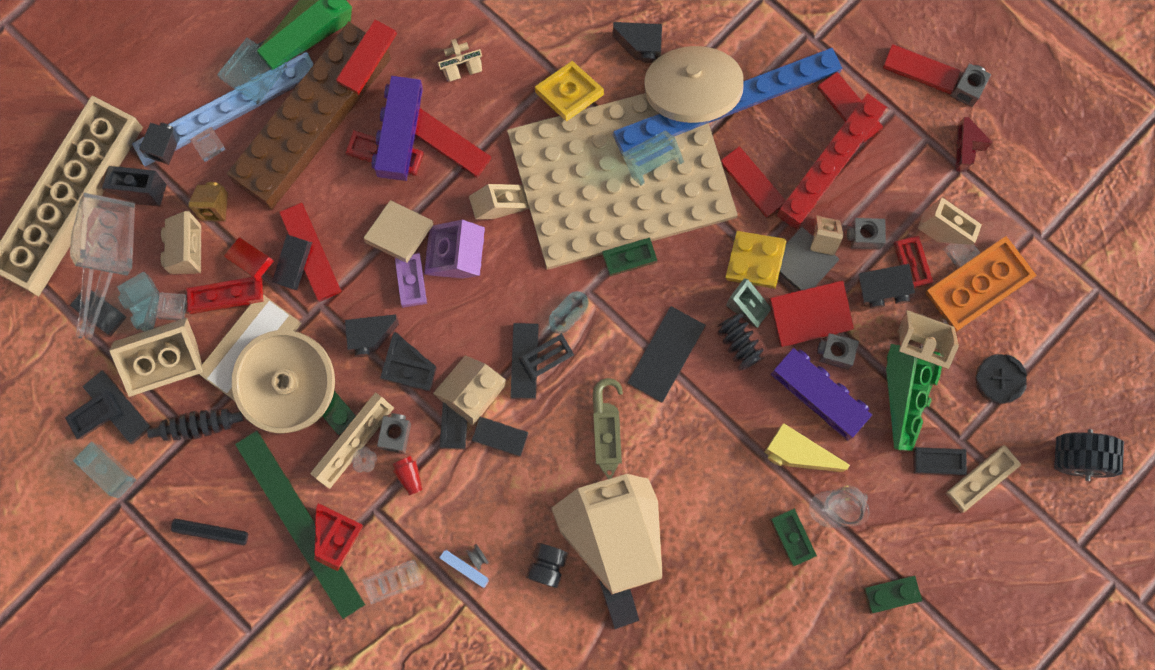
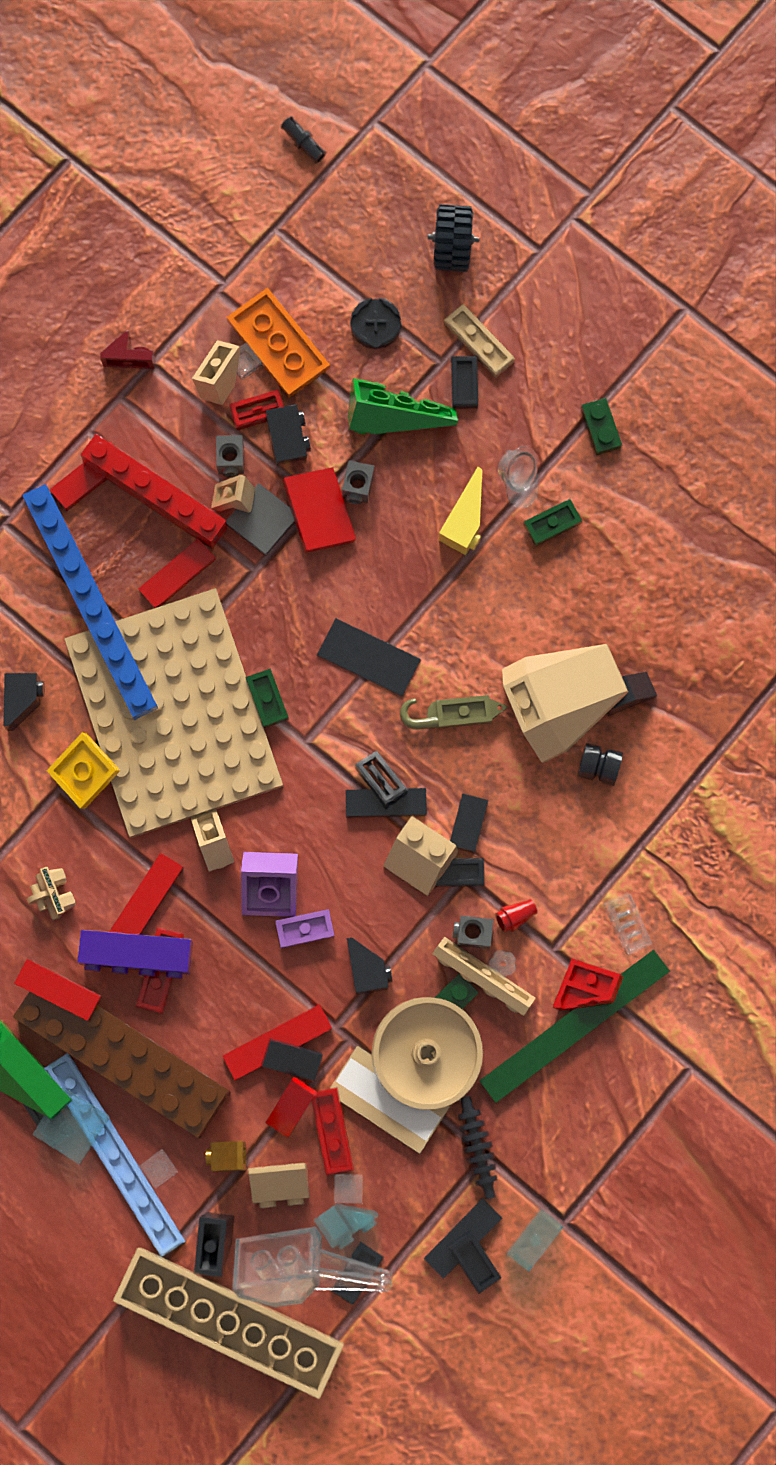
camera: 90 degrees left, 0 degrees up
(157, 357) = (406, 1196): tan slope -> none
(159, 142) = (162, 1219): black brick -> none
(209, 531) = (590, 1121): black axle -> none
(398, 231) = (251, 945): tan tile -> none
(407, 366) = (399, 924): black wing -> none
(464, 568) = (609, 848): light blue tile -> none
(477, 557) = (596, 837): dark grey bush -> none
(564, 308) = (325, 764): clear light blue beam -> none
(651, 155) = (156, 677): clear light blue panel -> none
(694, 84) = (73, 636): tan dish -> none
(740, 342) = (353, 579): black piece -> none
(749, 302) = (311, 574): sand green slope -> none
(756, 259) = (263, 567): yellow plate -> none
(821, 394) = (403, 498): dark purple brick -> none
(921, 69) = (42, 403): red tile -> none
(932, 336) = (334, 386): tan window -> none
(964, 91) = (64, 361): dark grey brick -> none

